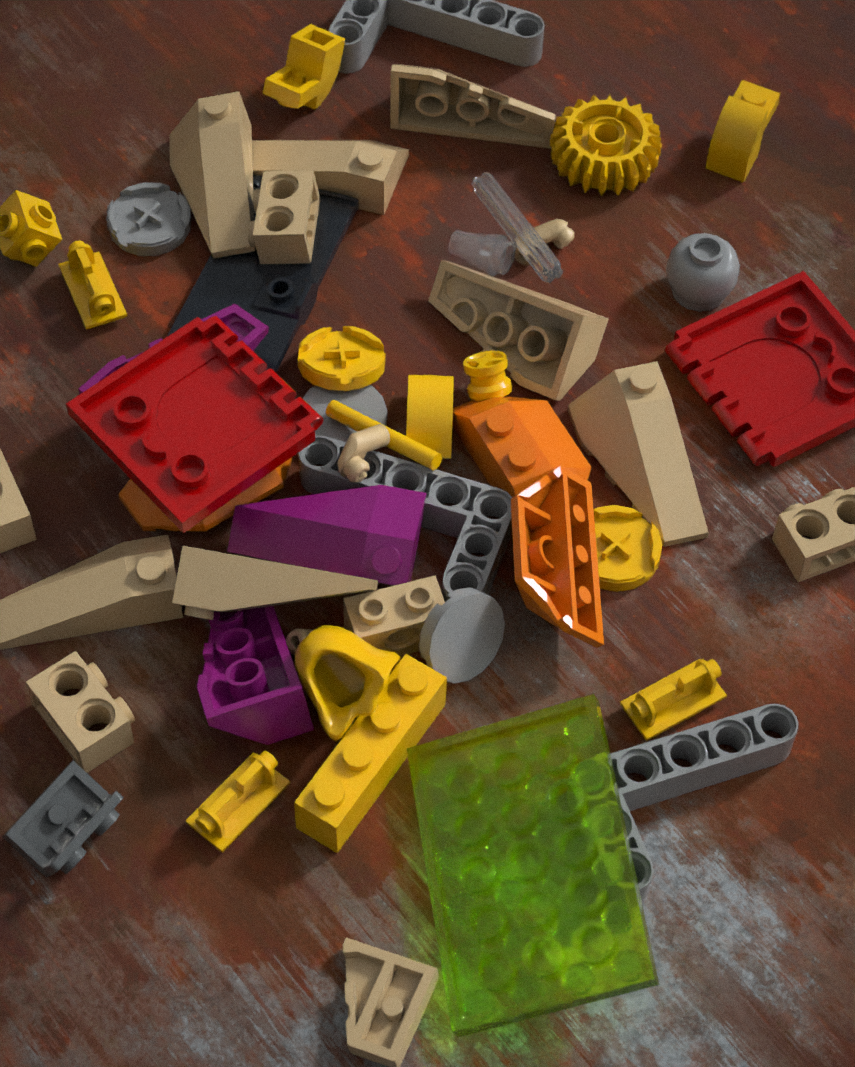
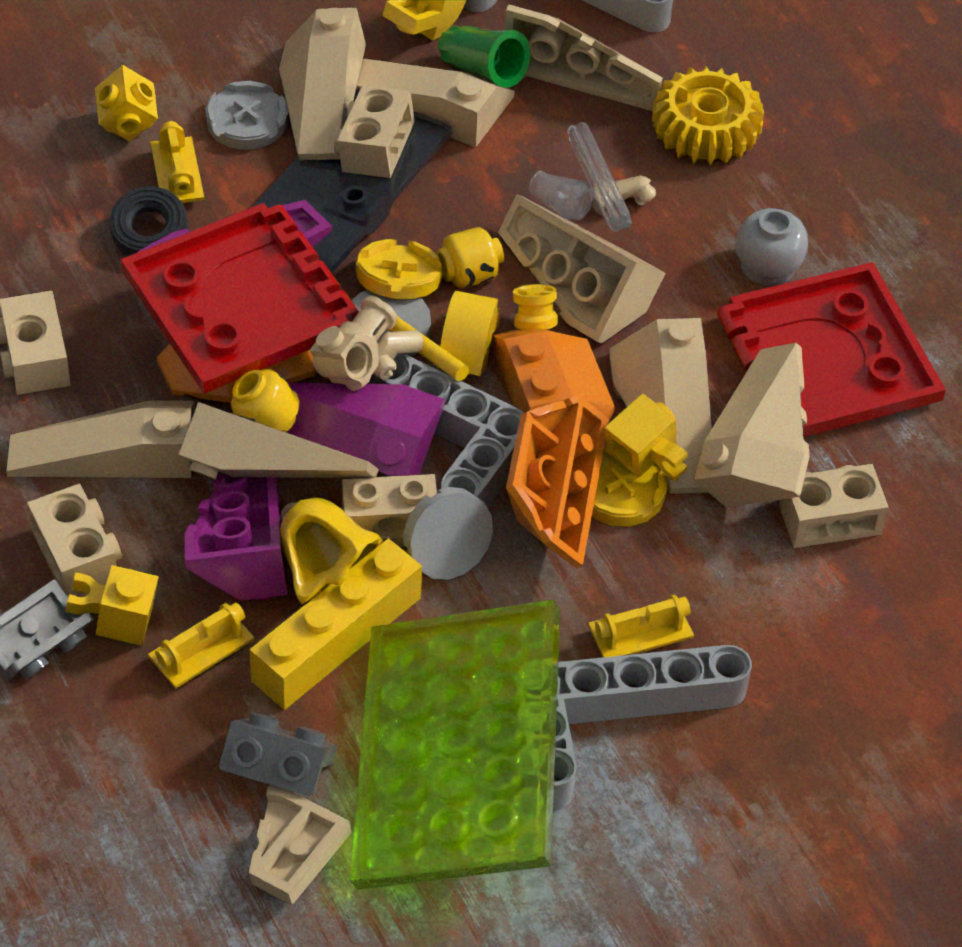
camera: 10 degrees right, 5 degrees down
(65, 330) = (141, 201): none -> black tyre
(148, 773) = (122, 603): none -> yellow brick
(246, 528) = (265, 399): none -> yellow head
(324, 460) = (351, 351): none -> tan connector
(345, 907) = (276, 756): none -> dark grey bracket
(378, 117) = (491, 54): none -> green plant
(410, 333) = (470, 257): none -> yellow head
(632, 496) = (646, 436): none -> yellow brick
(740, 130) = (842, 121): yellow brick -> none
(744, 475) = (758, 439): none -> tan wedge

